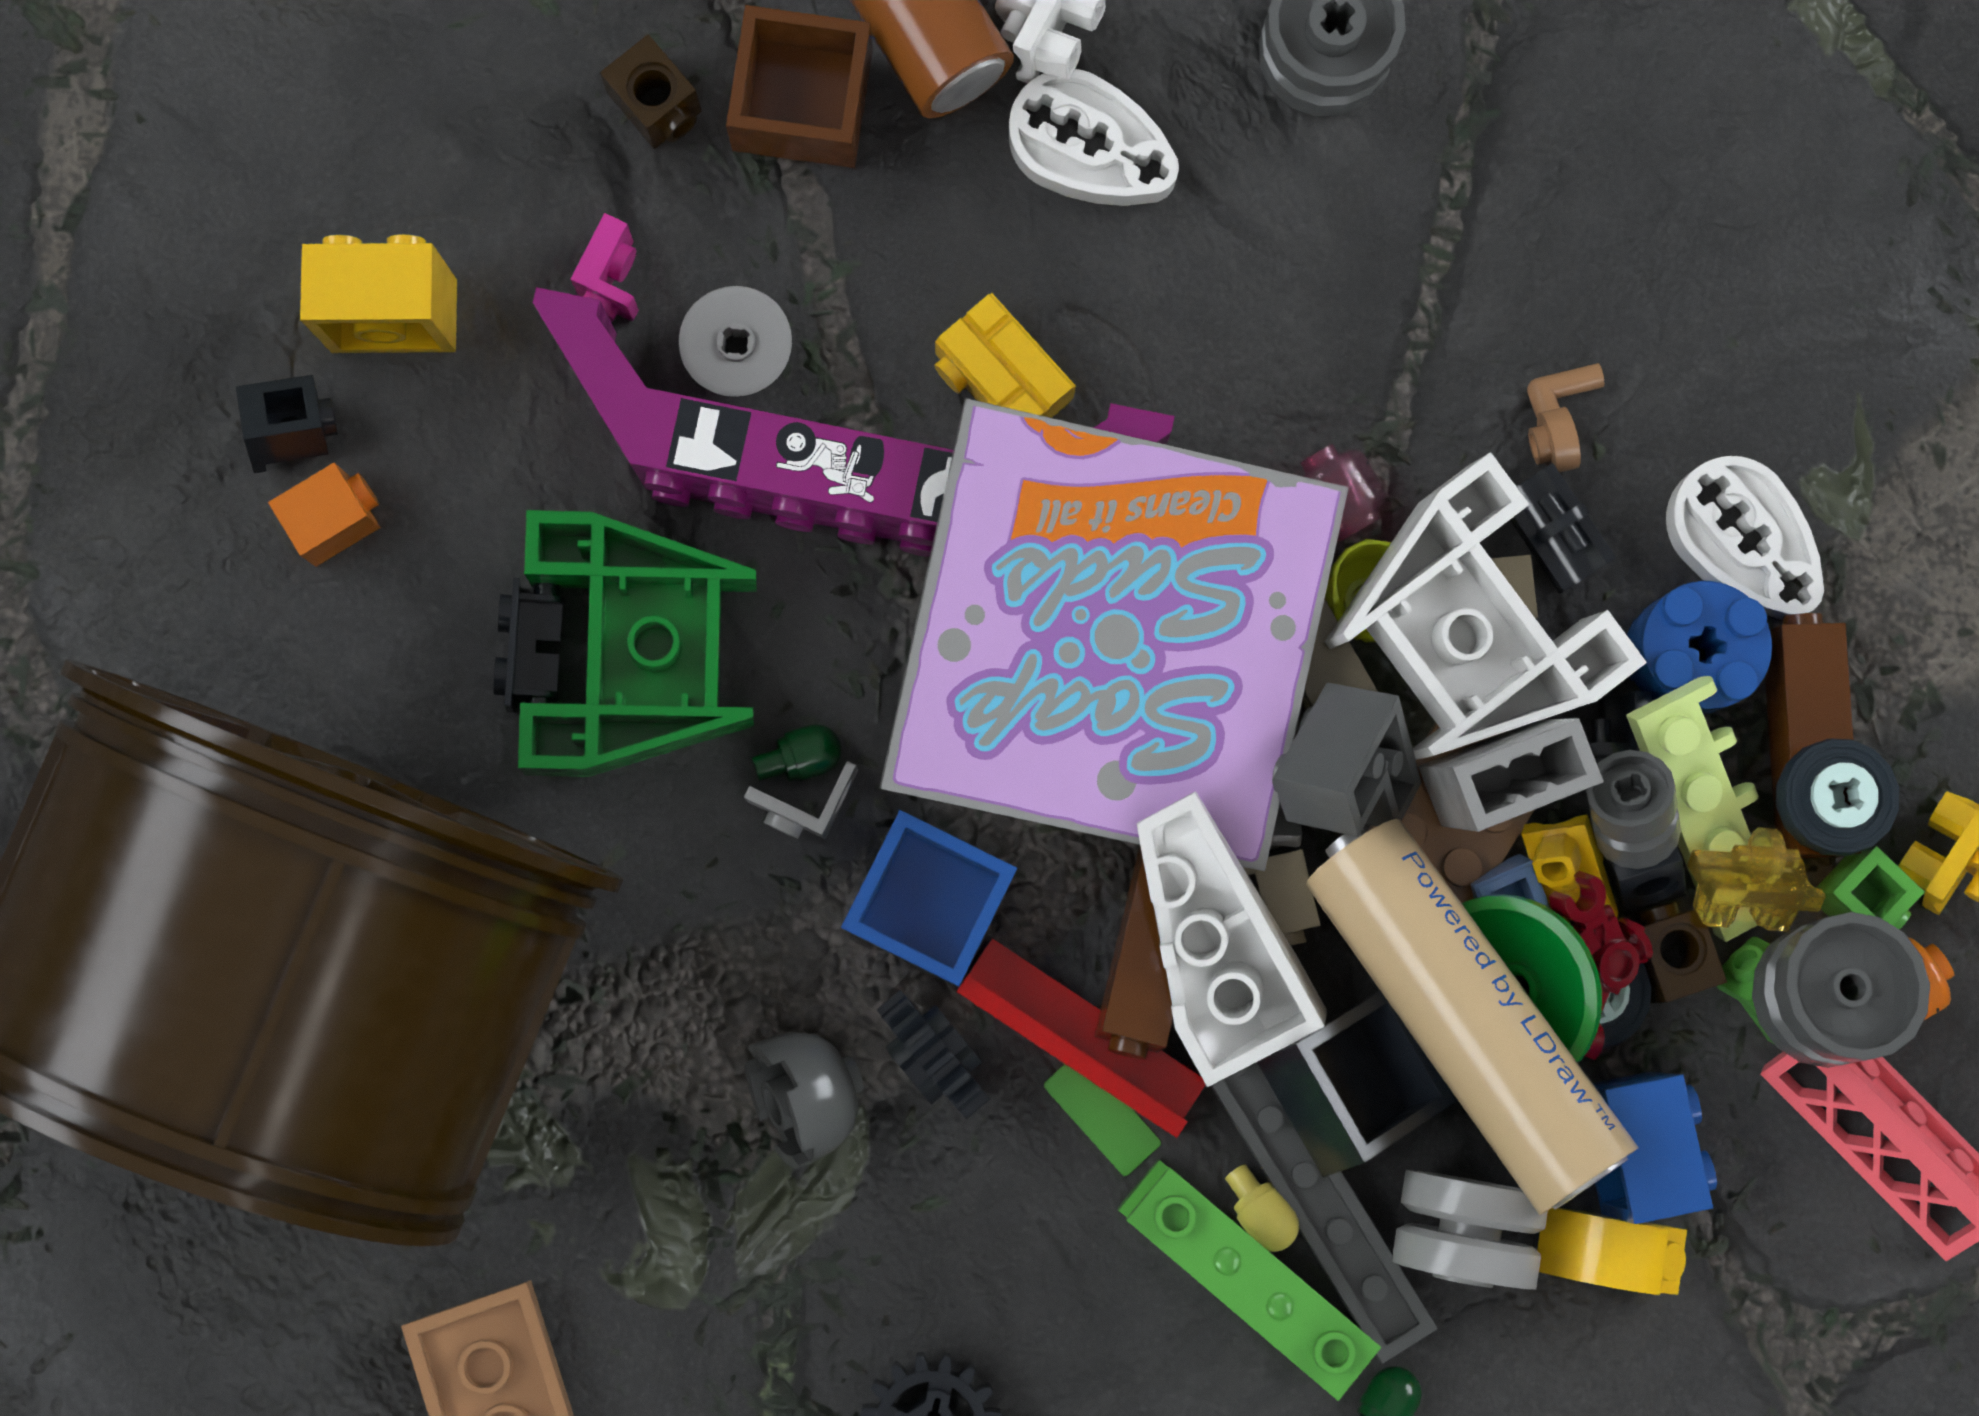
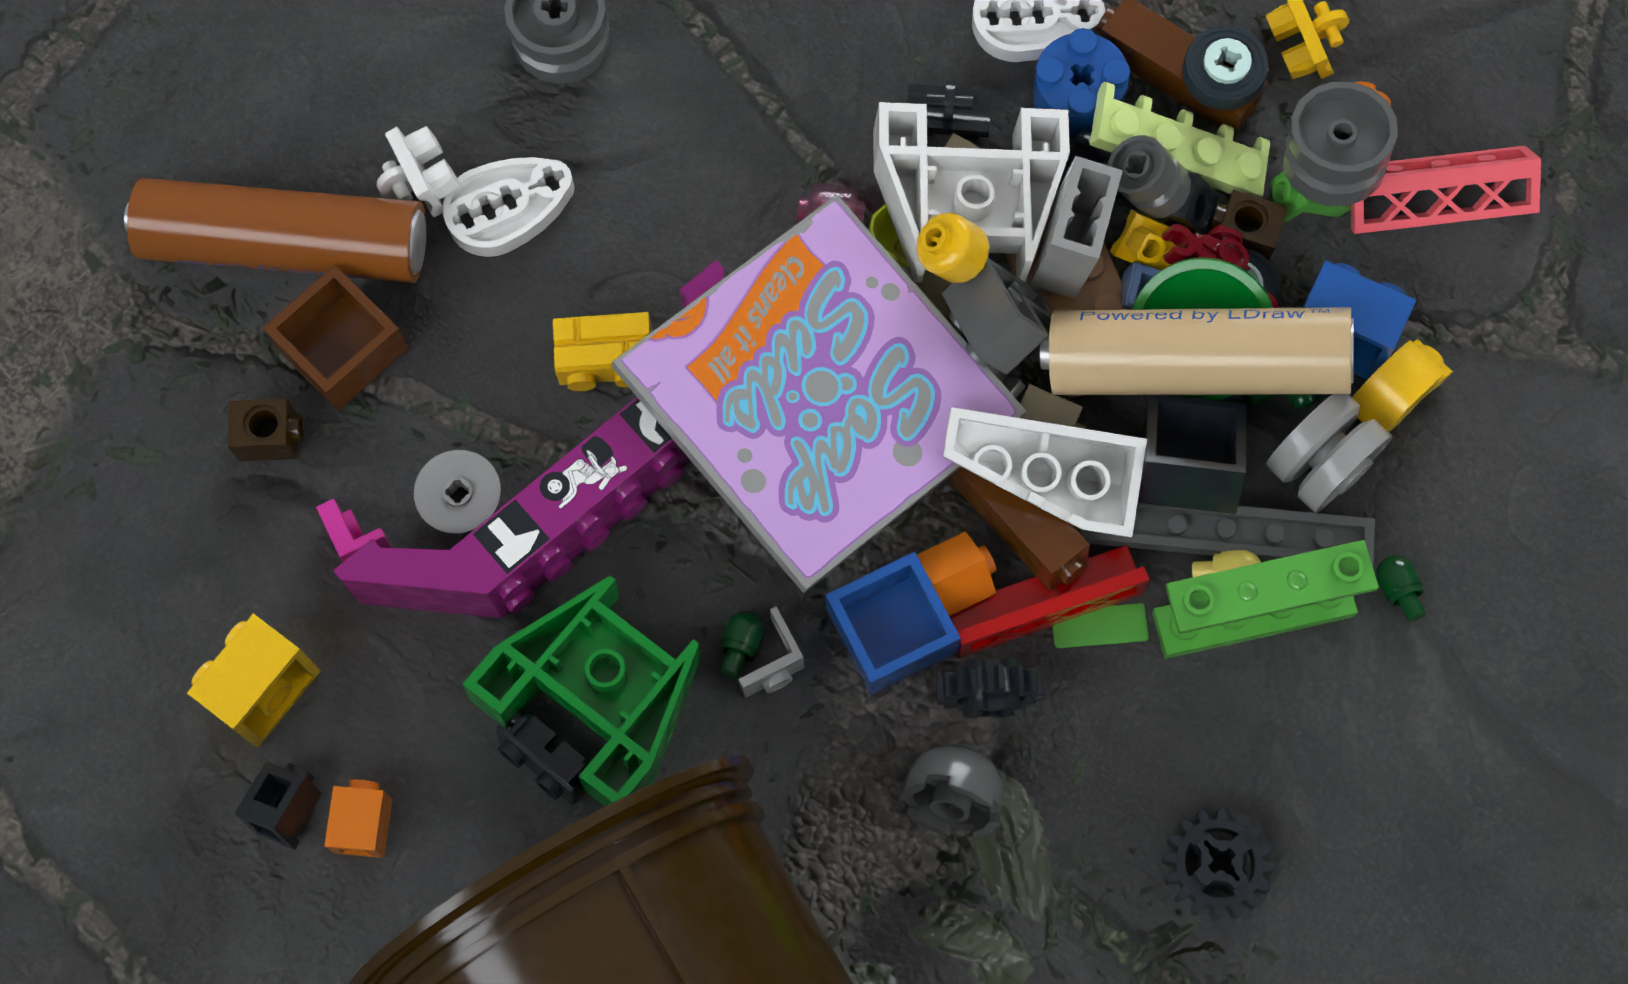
camera: 45 degrees left, 10 degrees down
(1036, 926) = (959, 572): none -> orange brick
(1378, 664) = (952, 247): none -> yellow head
(1555, 435) = (890, 71): medium nougat plate -> none
(1753, 876) = (1238, 141): clear yellow hips -> none
(1870, 886) = (1284, 90): bright green brick -> none

